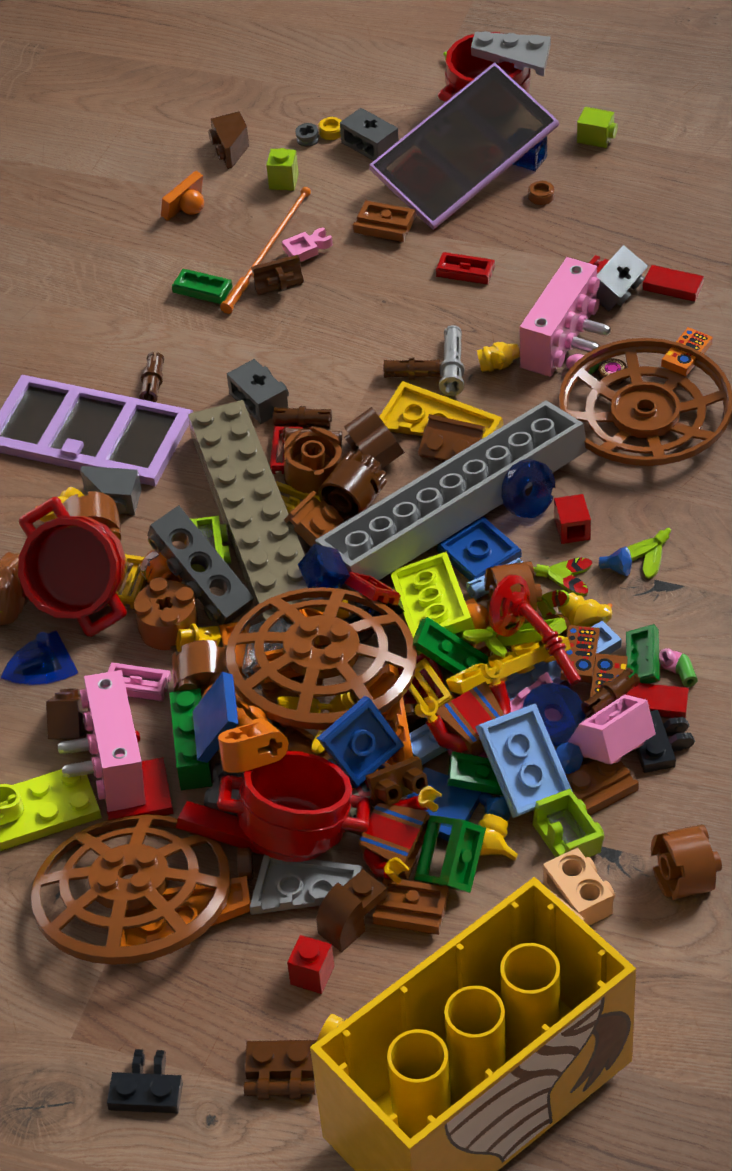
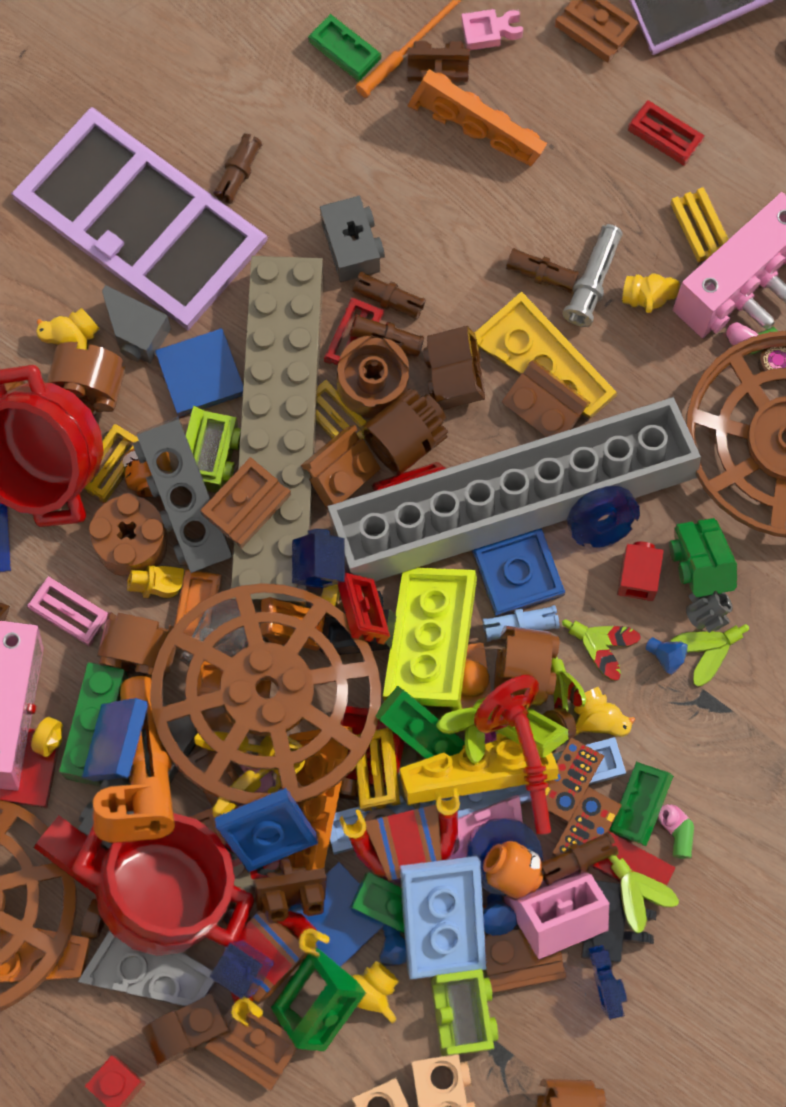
camera: 15 degrees right, 25 degrees up
(156, 754) = (47, 736): none -> yellow tile
(177, 492) = (200, 372): none -> blue tile
(251, 550) = (245, 502): none -> dark orange plate
(308, 290) = (476, 118): none -> orange wing
(380, 837) = (241, 969): none -> clear blue brick
(515, 303) = (690, 199): none -> yellow tile
(563, 710) = (513, 869): none -> orange head
(616, 488) = (703, 557): none -> green brick
(634, 522) = (709, 611): none -> dark grey gear
(668, 707) = (635, 888): none -> lime piece
(673, 773) = (610, 990): none -> clear blue plate

